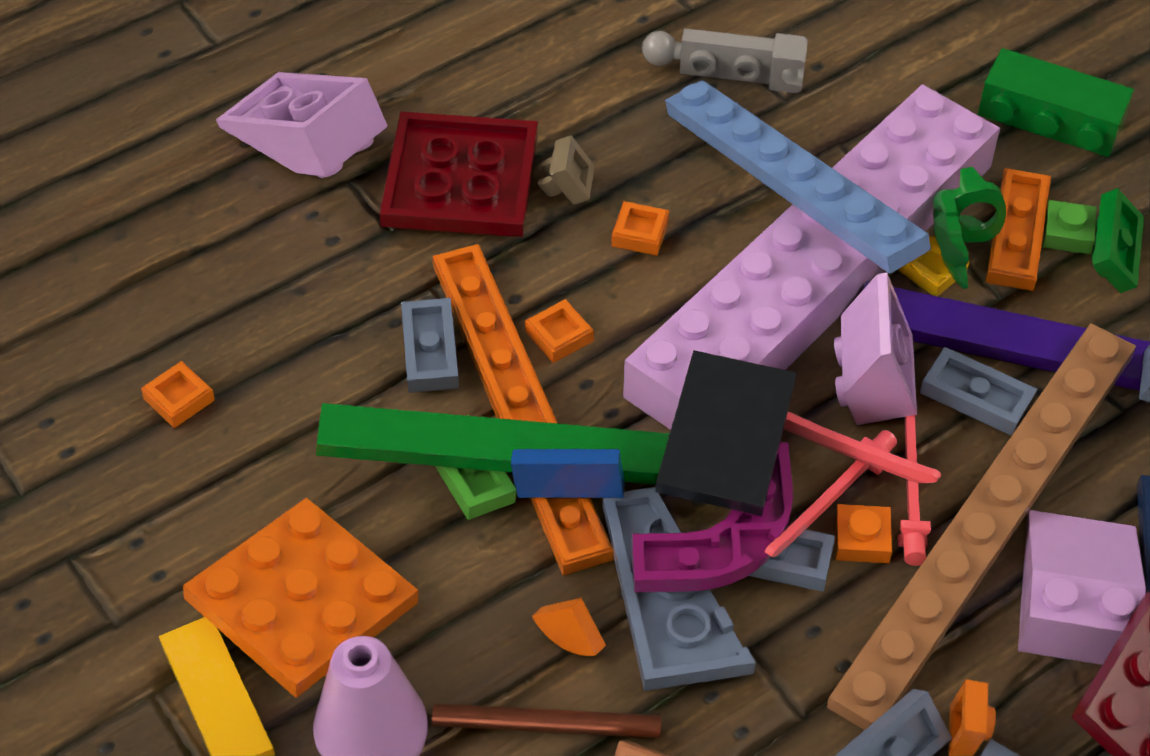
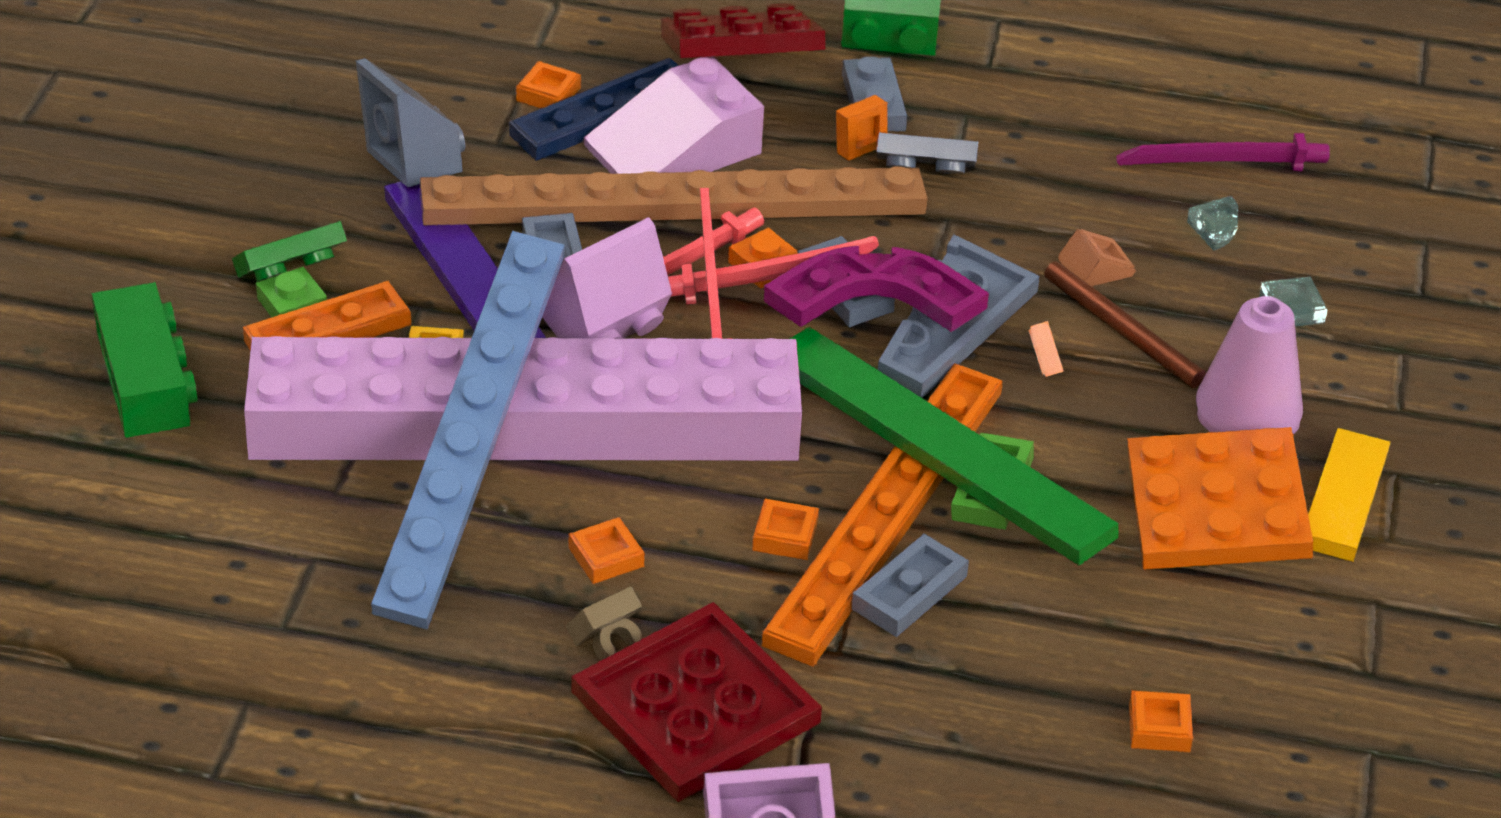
camera: 135 degrees left, 10 degrees down
(568, 473) = (940, 384): blue tile -> none
(726, 433) = (808, 301): black tile -> none
(733, 56) = (310, 594): light grey plate -> none
(955, 229) = (407, 318): green hair -> none

